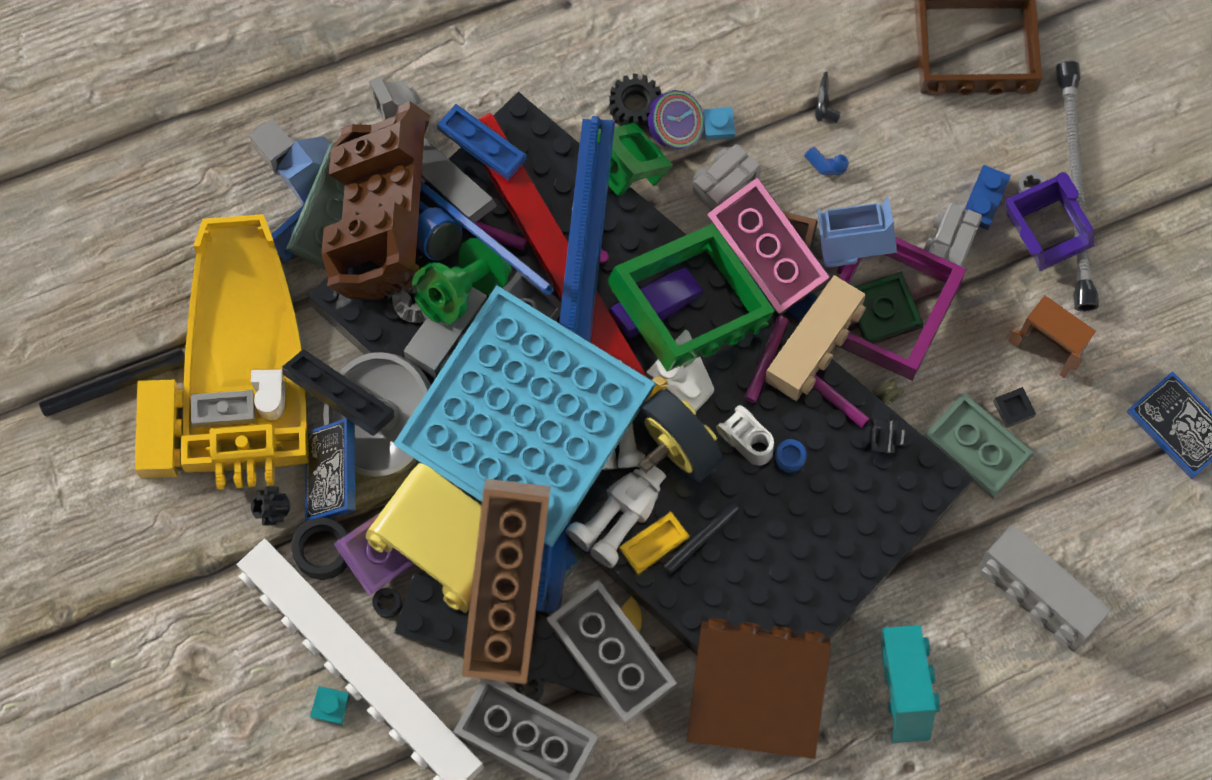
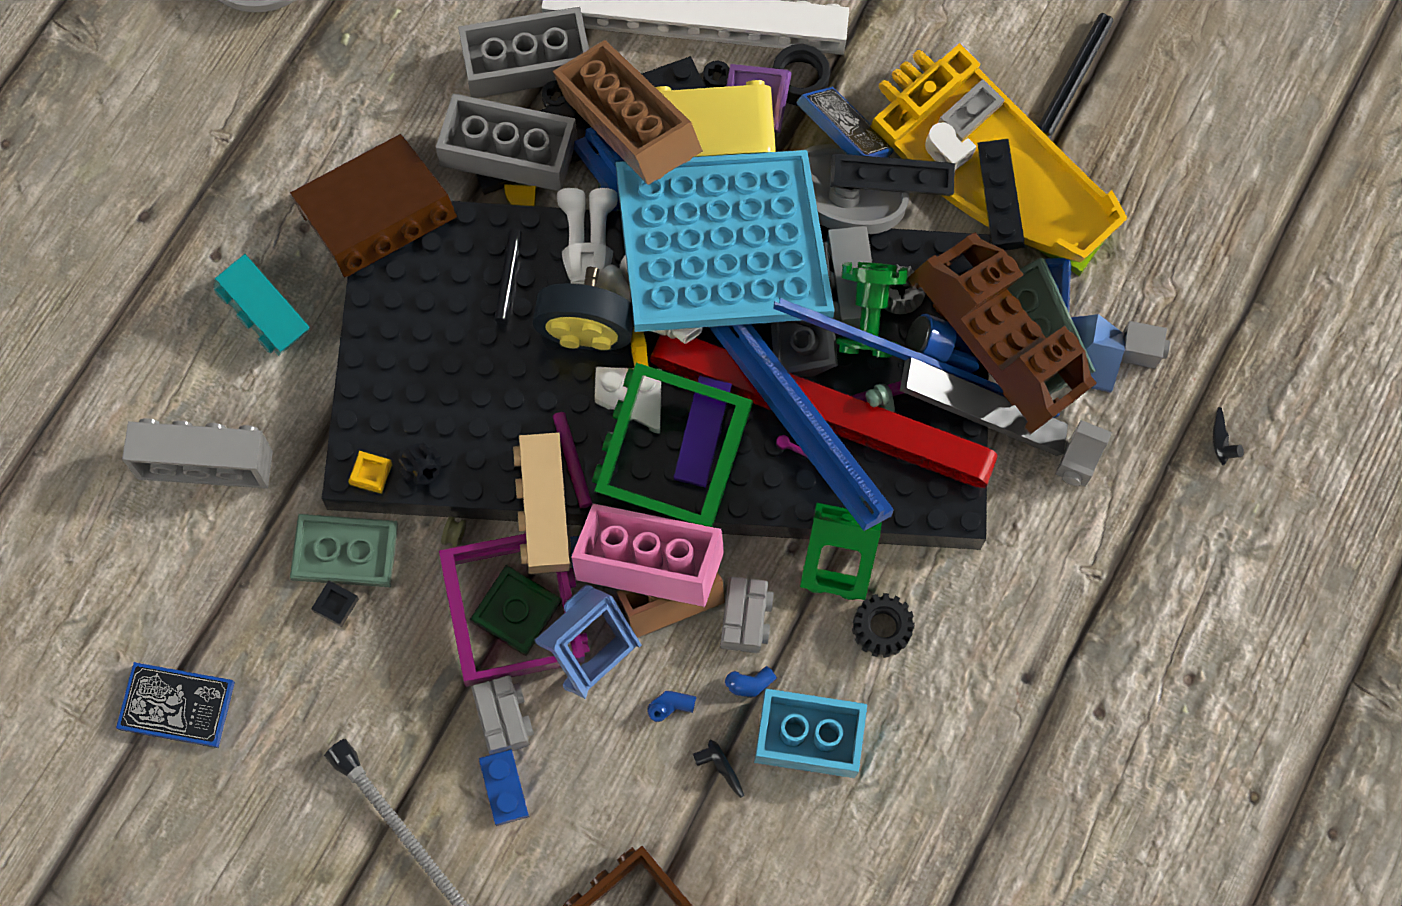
camera: 135 degrees right, 0 degrees up
(158, 428) = (1007, 63): yellow brick -> none
(267, 323) = (1001, 194): none -> black plate
(270, 506) = (866, 71): black gear -> none
(284, 46) = (1221, 440): none -> black bar
(481, 142) = (965, 443): blue tile -> none
(510, 220) = (881, 397): none -> sand green arm
(654, 543) = (542, 245): yellow tile -> none
(676, 120) = (832, 632): tile -> none
(719, 123) = (795, 668): dark azure plate -> none
(743, 431) = (537, 378): white piece -> none
(749, 67) = (811, 733): none -> medium azure brick
(760, 133) = (747, 685): none -> blue arm
(790, 455) = (488, 394): blue tile -> none
(840, 402) = (482, 473): magenta bar -> none
(924, 464) = (370, 472): none -> yellow tile
(1032, 176) = (469, 820): light grey bush -> none
(1044, 194) = (429, 760): dark purple piece -> none
(1060, 328) = (340, 673): dark orange piece -> none

